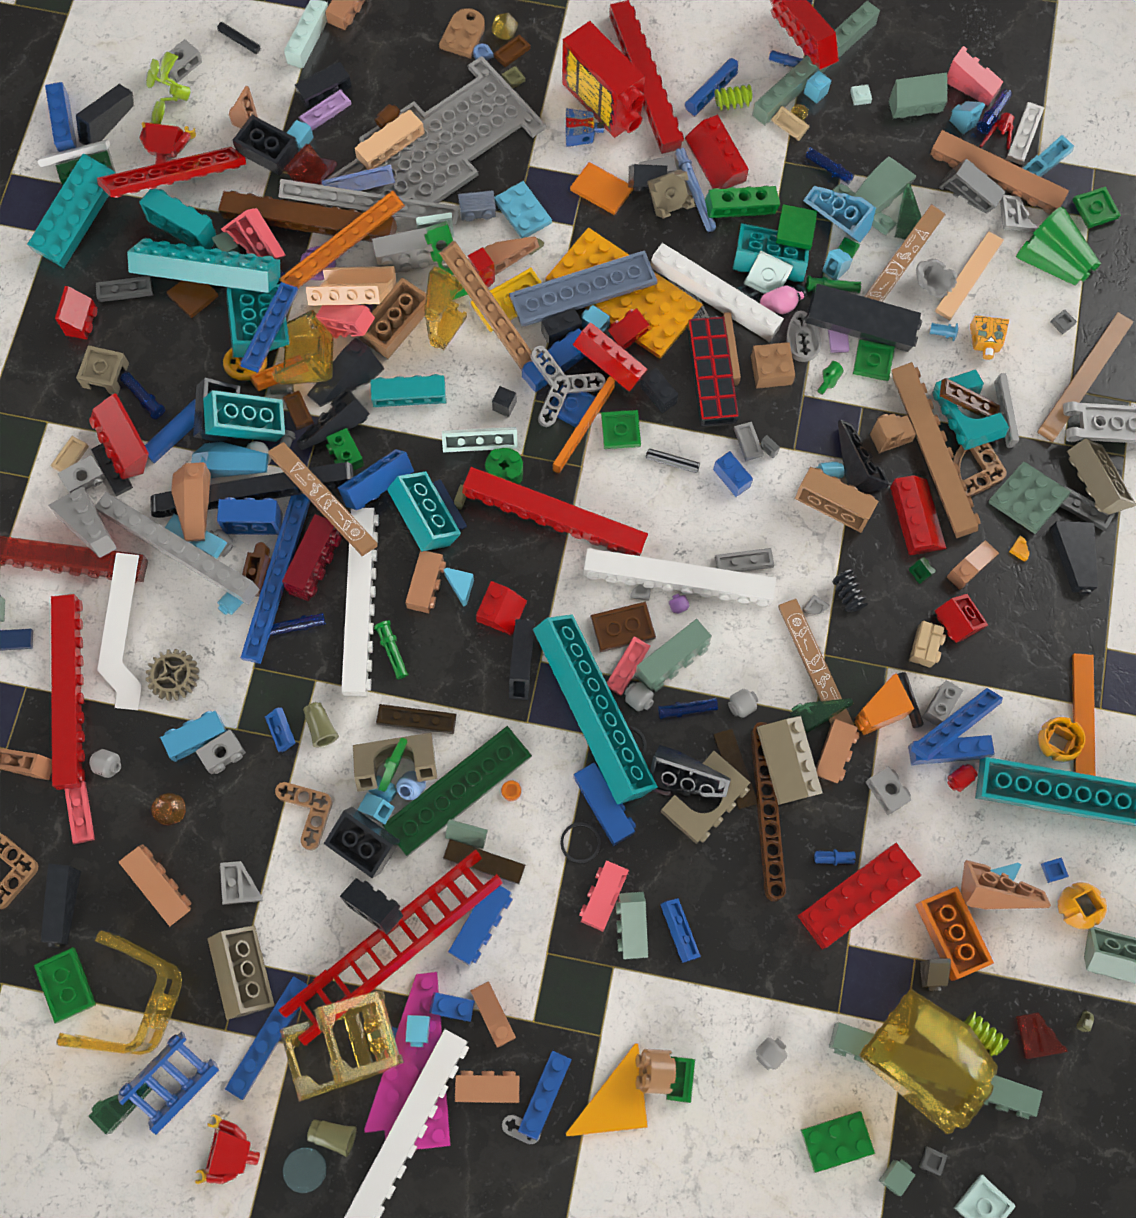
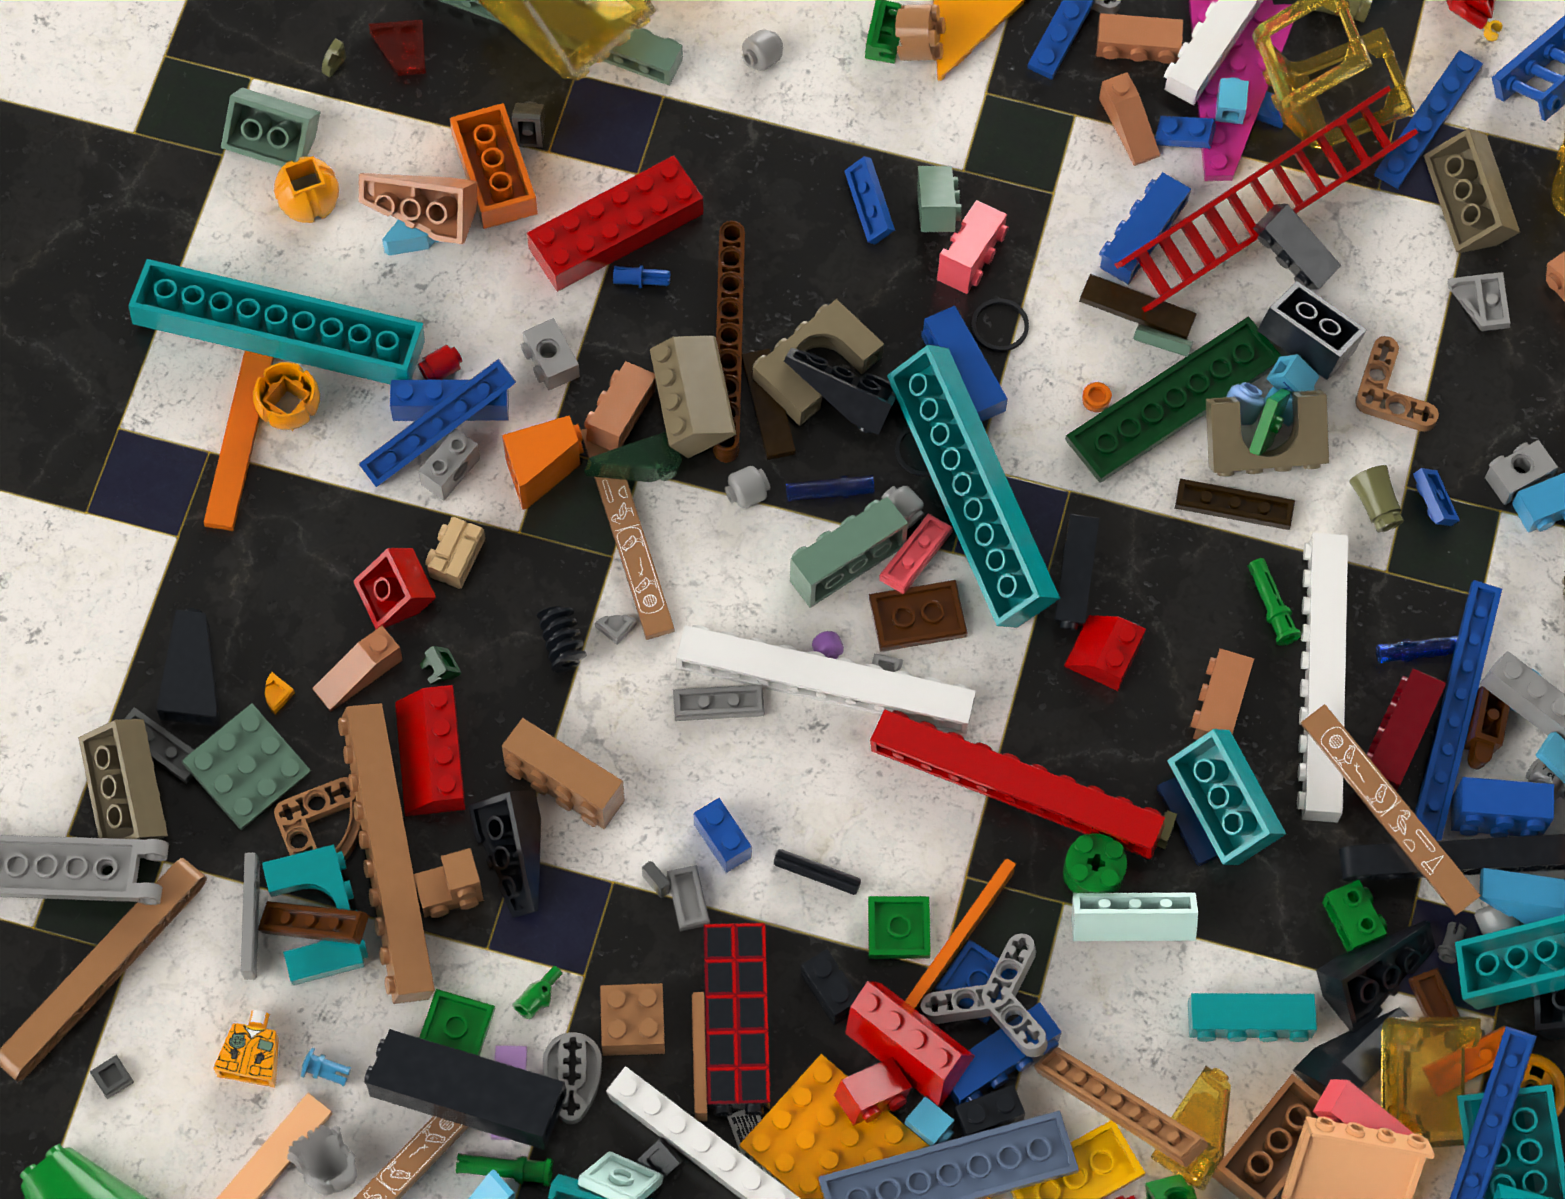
camera: 175 degrees left, 5 degrees down
(375, 479) = (1303, 851): blue brick -> none
(460, 582) = (1169, 692): medium azure slope -> none
(504, 401) = (1091, 984): black brick -> none
(783, 298) = (592, 1137): bright pink hair -> none
(832, 469) = (563, 832): medium azure brick -> none
(915, 716) = (495, 479): black axle -> none
(987, 1035) = (476, 49): lime piece -> none
(1054, 870) = (333, 238): blue plate -> none

